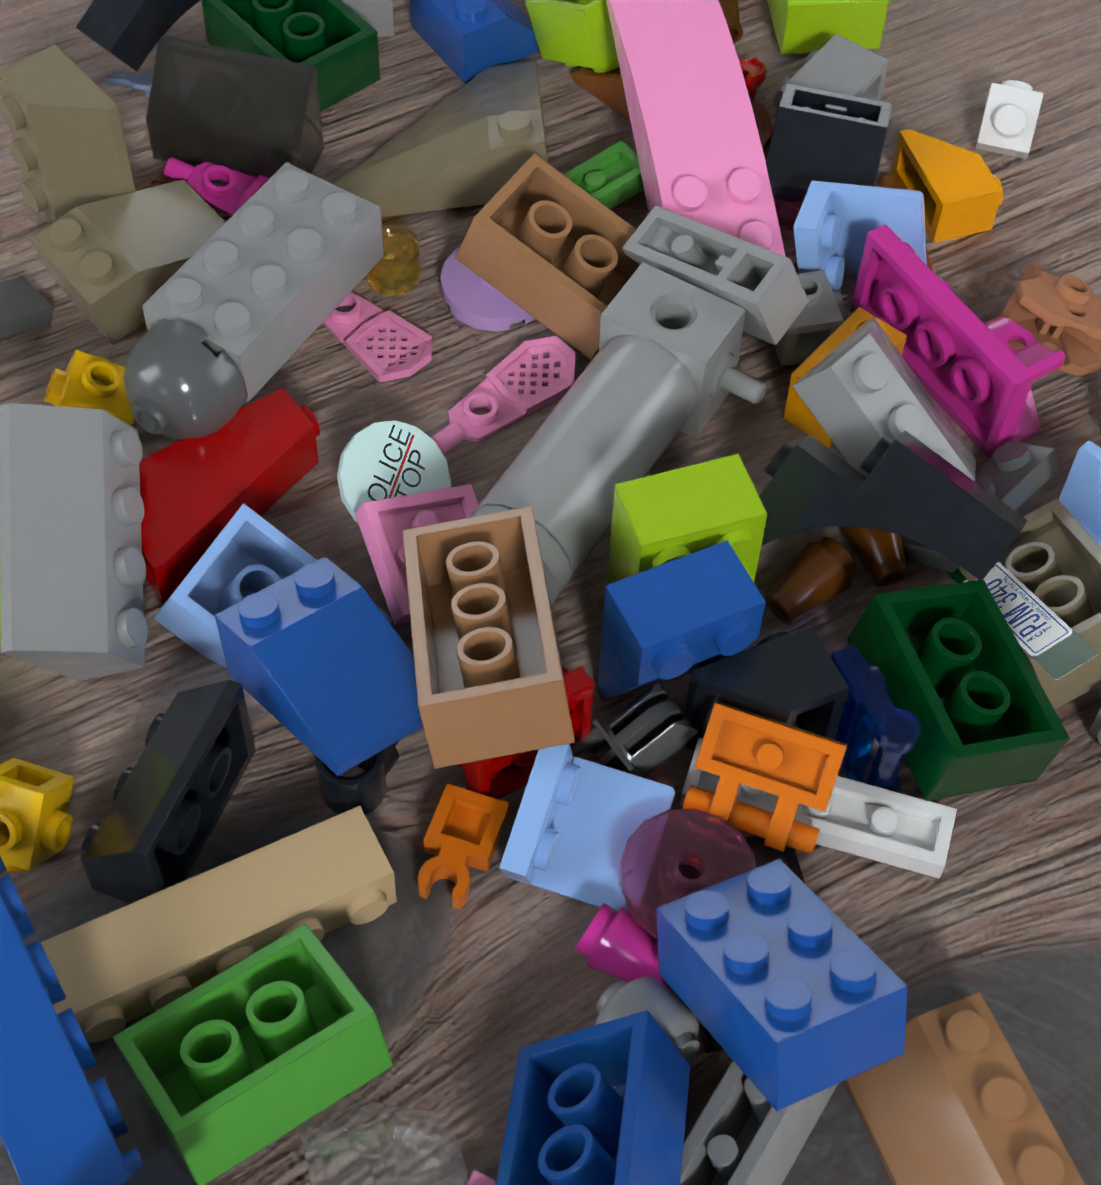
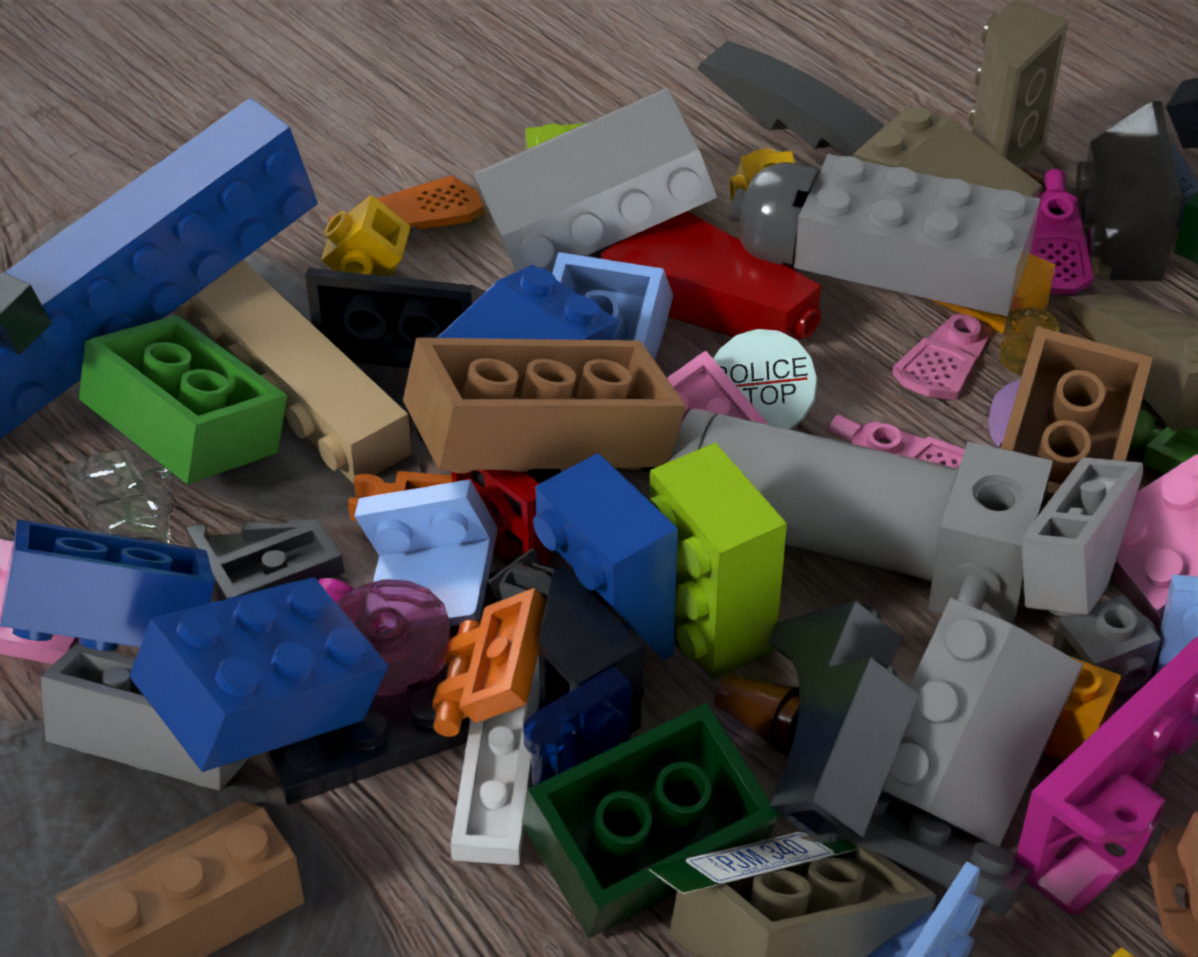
camera: 80 degrees right, 10 degrees down
(508, 1001) = (268, 555): none -> dark grey wing

